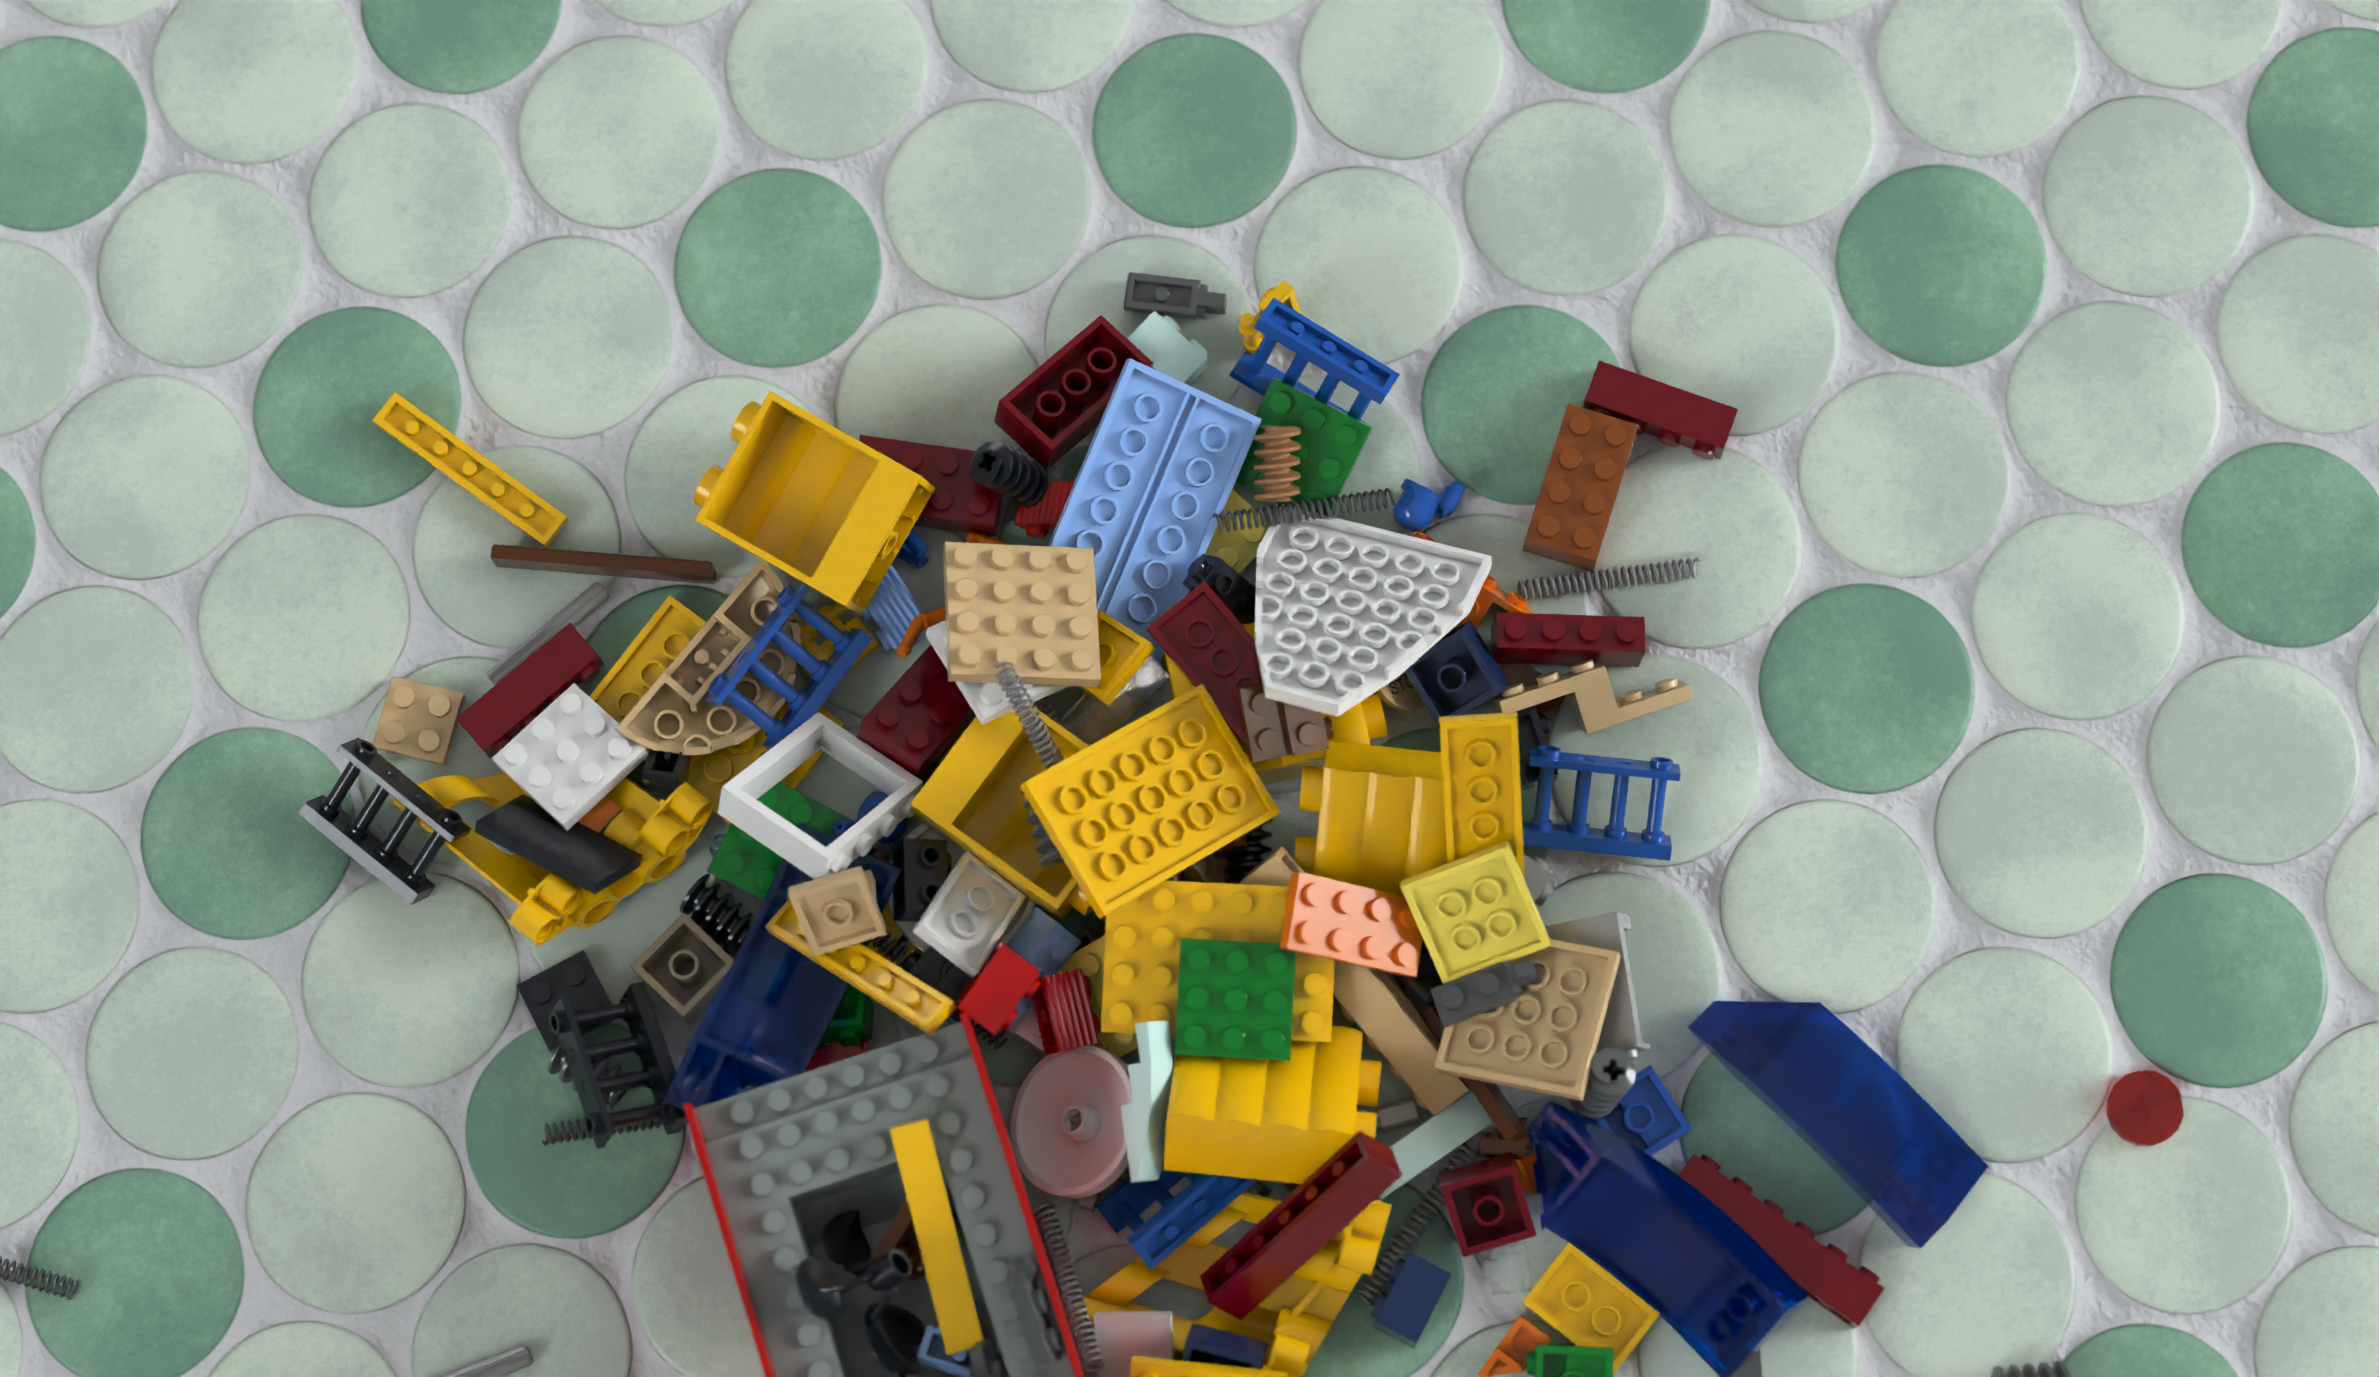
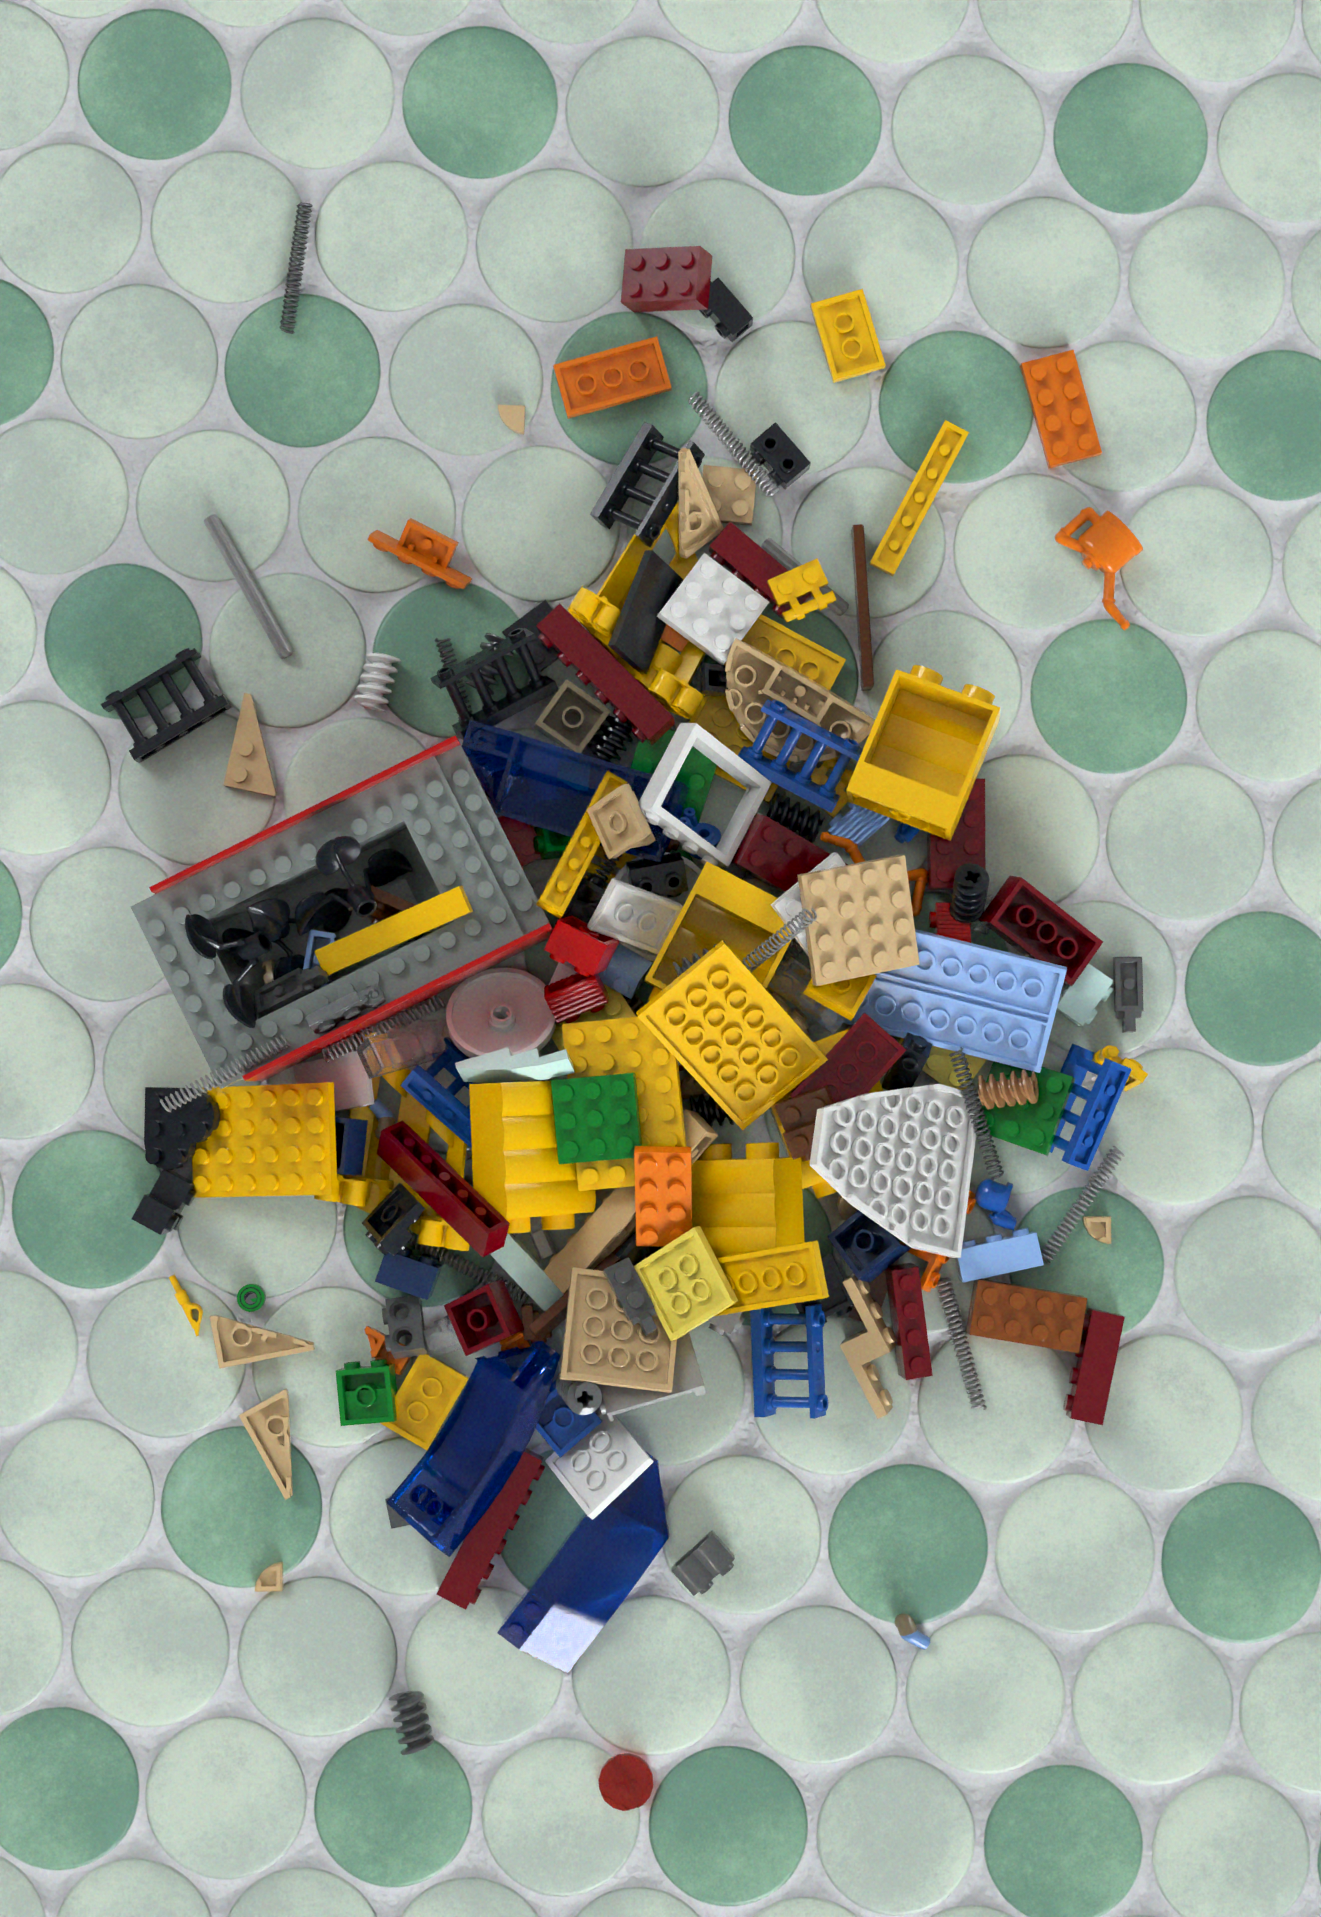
camera: 75 degrees right, 10 degrees up
(110, 755) = (666, 279): none -> dark red brick
(166, 688) = (726, 312): none -> black brick
(229, 851) = (612, 377): none -> orange plate
(234, 531) = (847, 335): none -> yellow plate
(257, 994) = (513, 417): none -> tan tile
(354, 705) = (732, 438): none -> light grey piece
(379, 643) = (779, 456): none -> black brick
(386, 272) = (1060, 409): none -> orange plate
(415, 1140) = (424, 549): none -> orange bracket
(437, 759) = (697, 513): none -> tan wing
(555, 637) = (797, 583): none -> yellow plate
(580, 242) = (1104, 547): none -> orange piece
(587, 1233) = (376, 681): none -> white piece
(634, 911) = (605, 675): none -> dark red brick
(867, 694) = (795, 818): none -> black piece
(1100, 1263) = (401, 1048): none -> clear brick
(1193, 1302) = (385, 1116): none -> arm
(1333, 1306) = (390, 1220): none -> black plate
(1444, 400) = (1080, 1205): none -> light grey piece
(1478, 380) = (1098, 1227): none -> tan tile
(1485, 1309) = (411, 1325): none -> dark grey brick
(1497, 511) = (999, 1255): none -> light blue brick
(1708, 1073) = (600, 1465): none -> white plate
(1860, 958) = (703, 1563): none -> dark grey brick
(1982, 700) = (909, 1631): none -> arm

